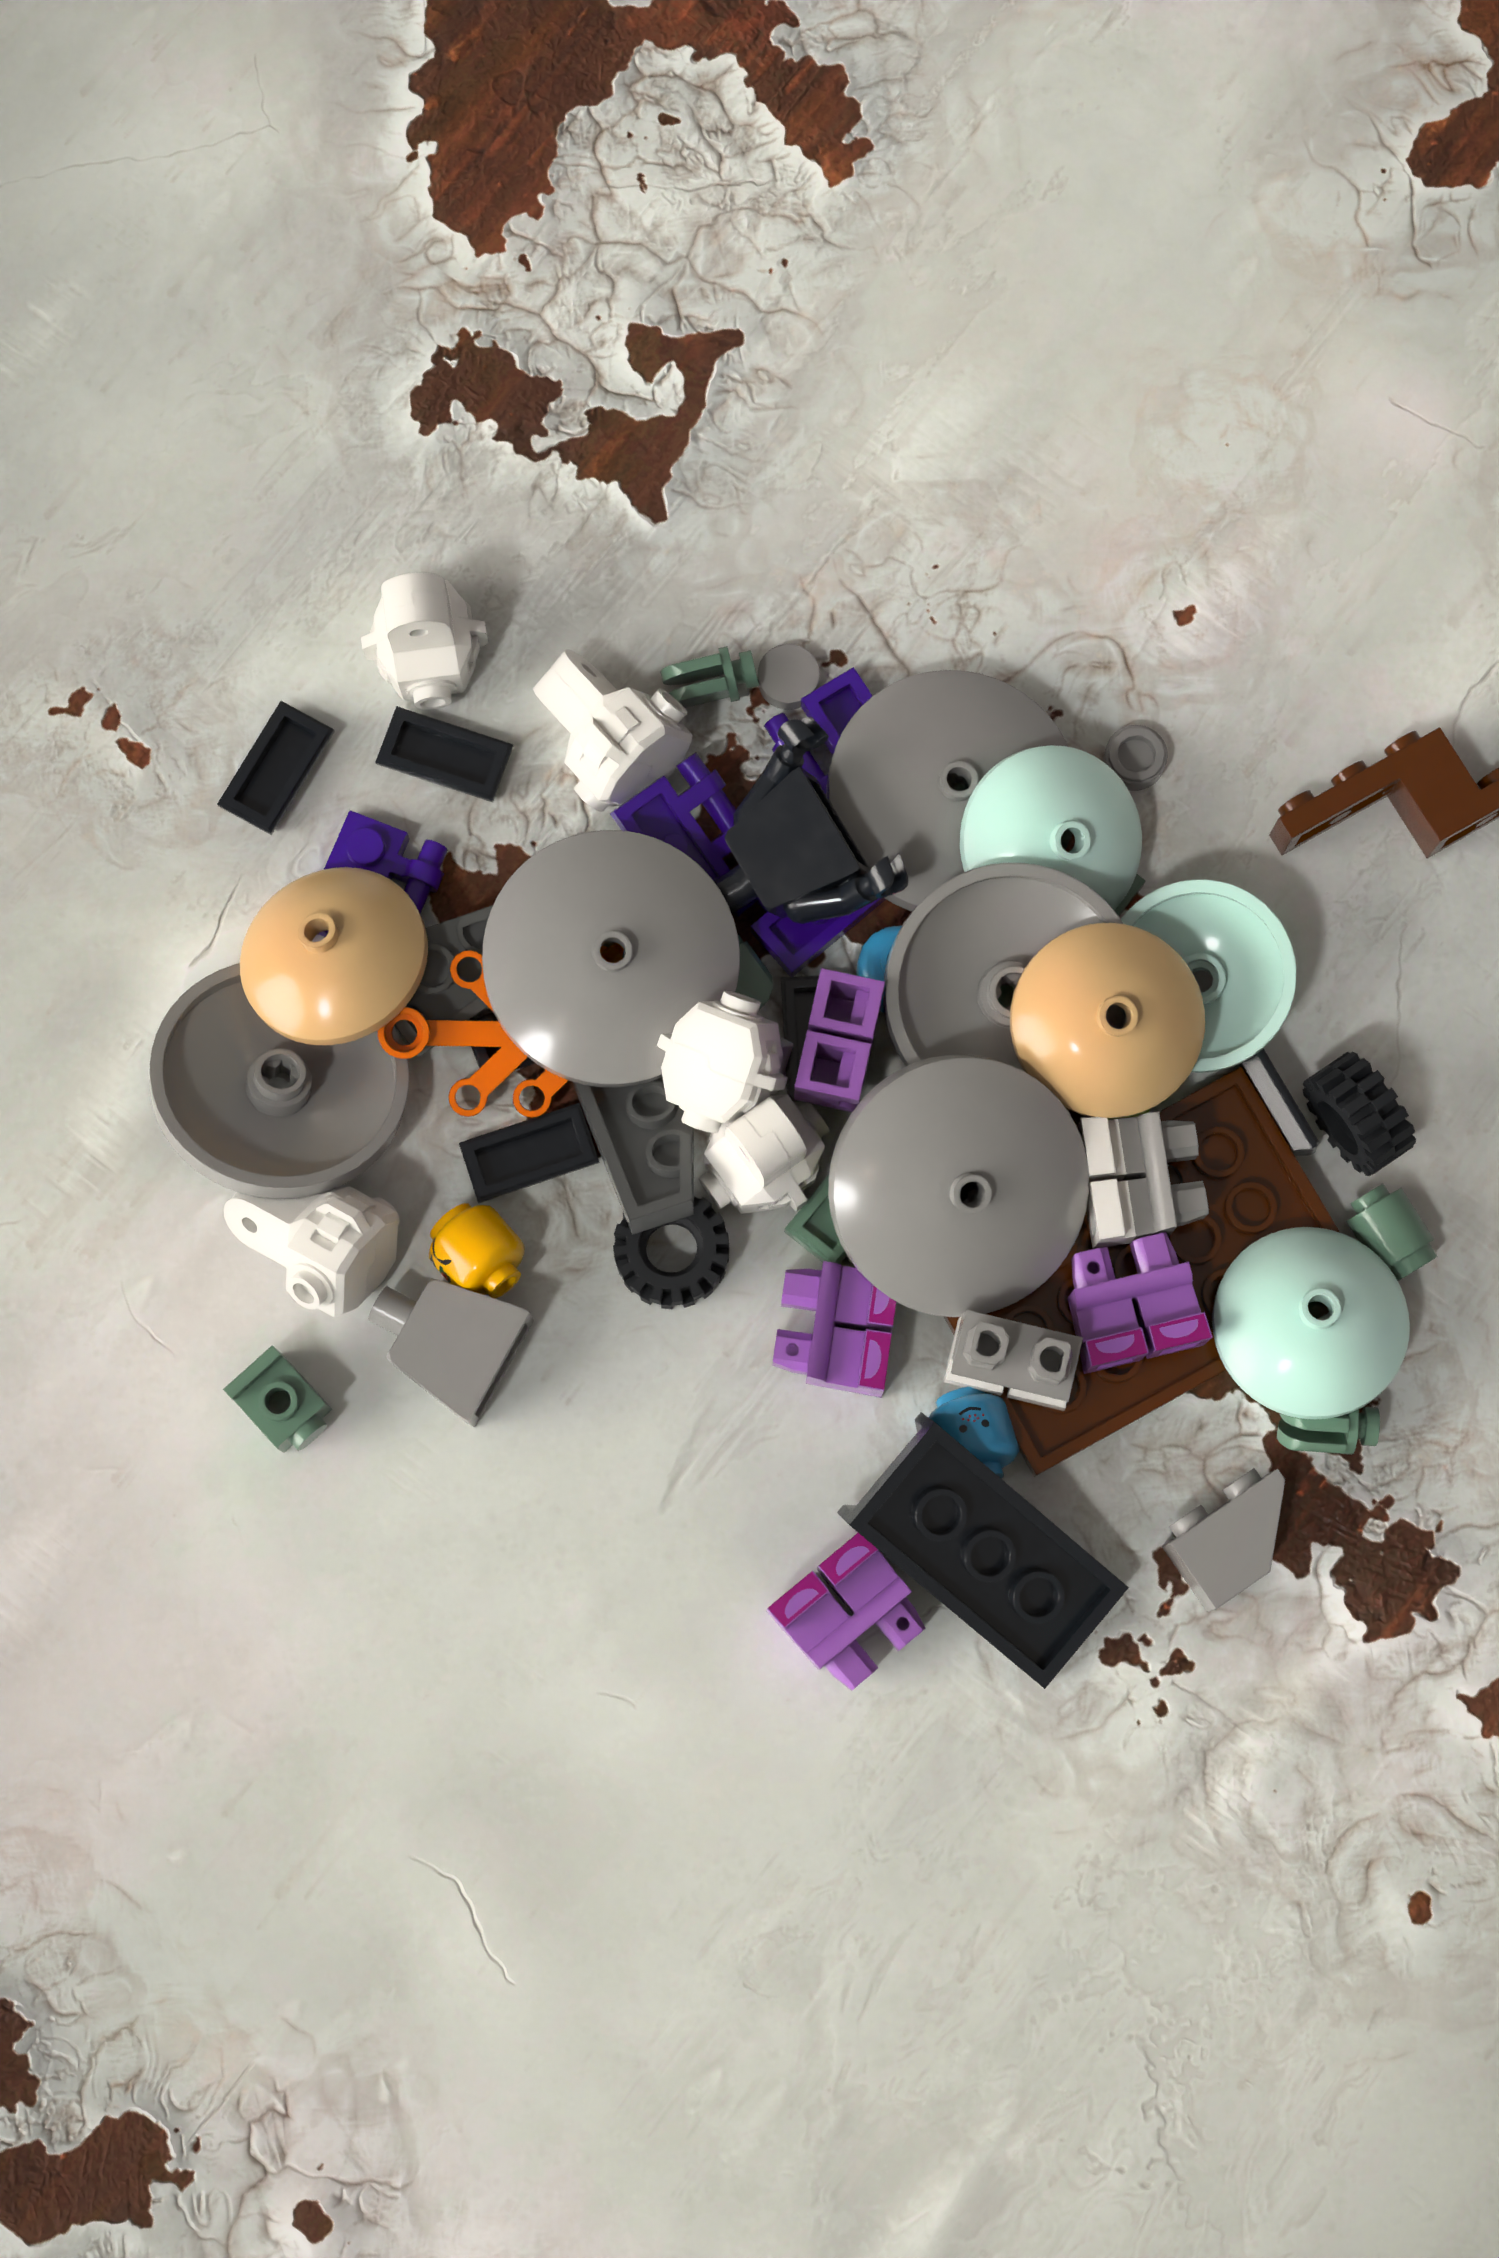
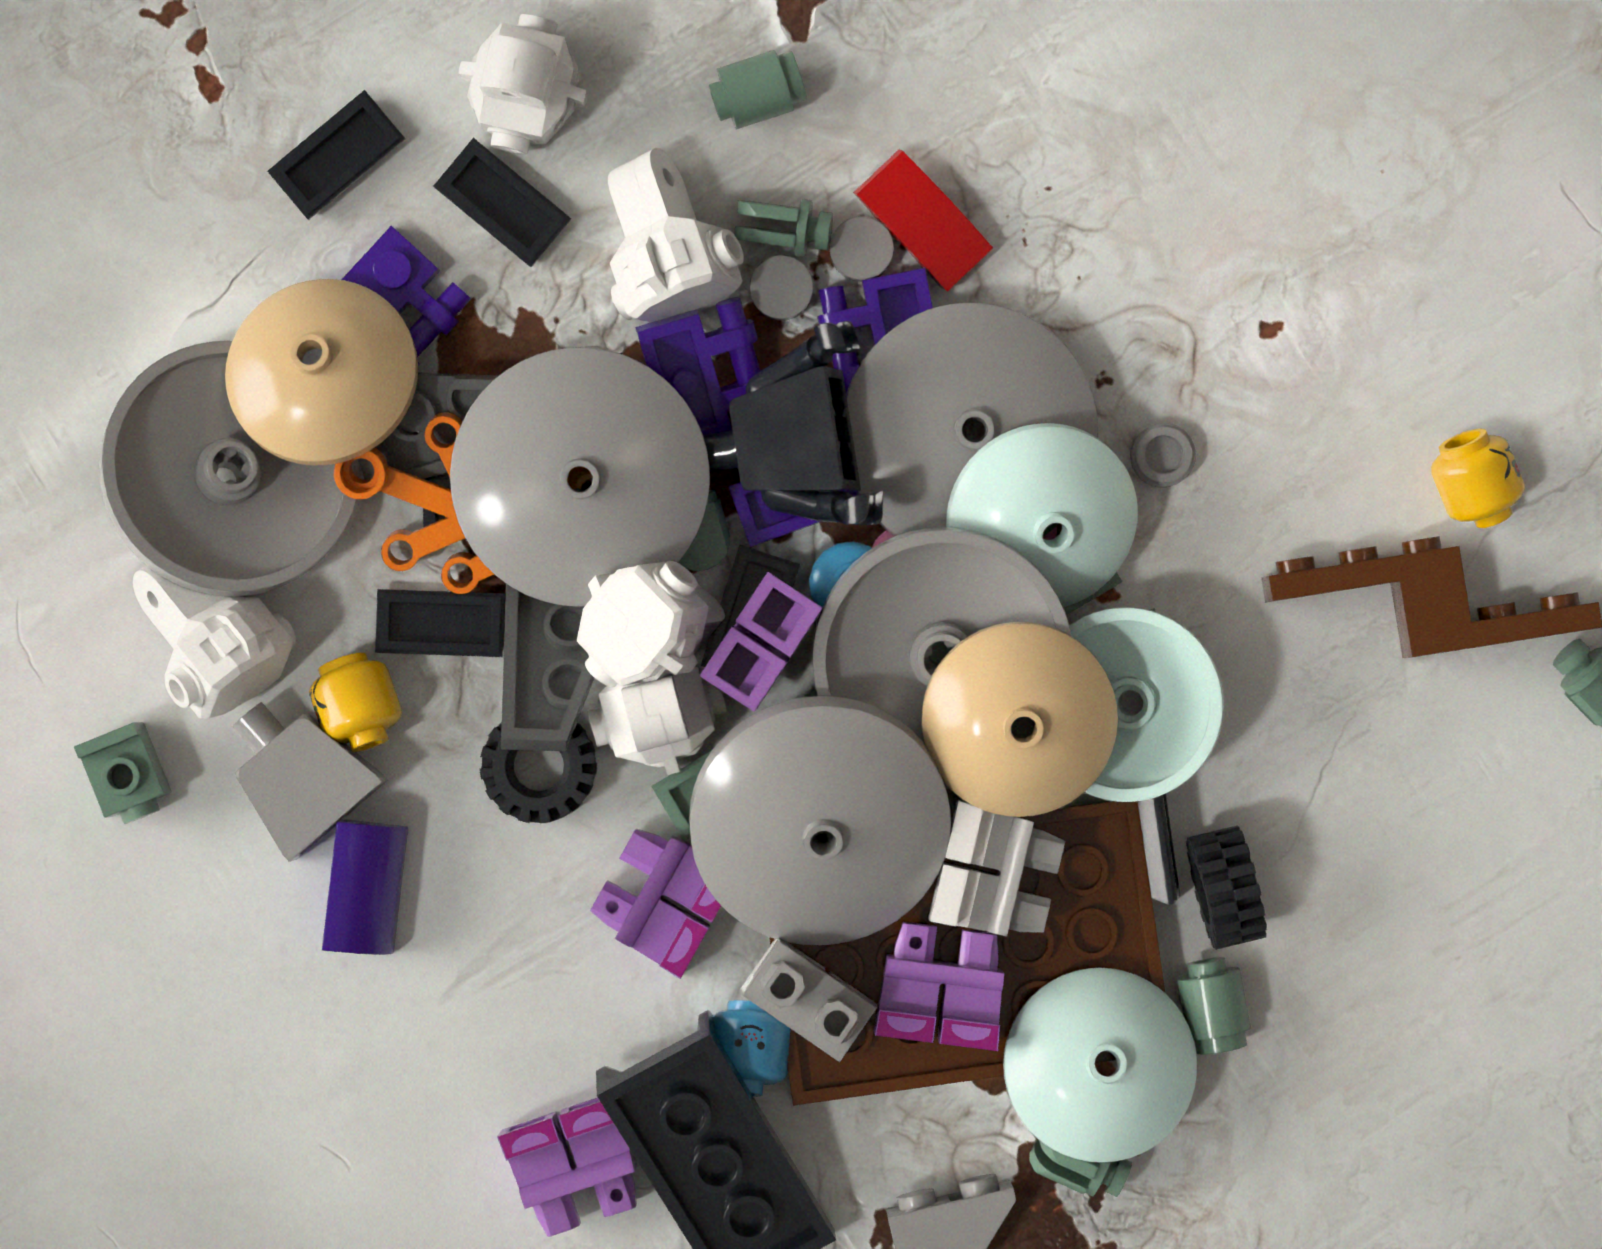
camera: 20 degrees right, 10 degrees up
(550, 1423) = (364, 887): none -> dark purple brick
(640, 568) = (757, 88): none -> sand green brick
(729, 737) = (781, 287): none -> light grey tile
(835, 628) = (923, 220): none -> red slope
(1428, 668) = (1477, 478): none -> yellow head

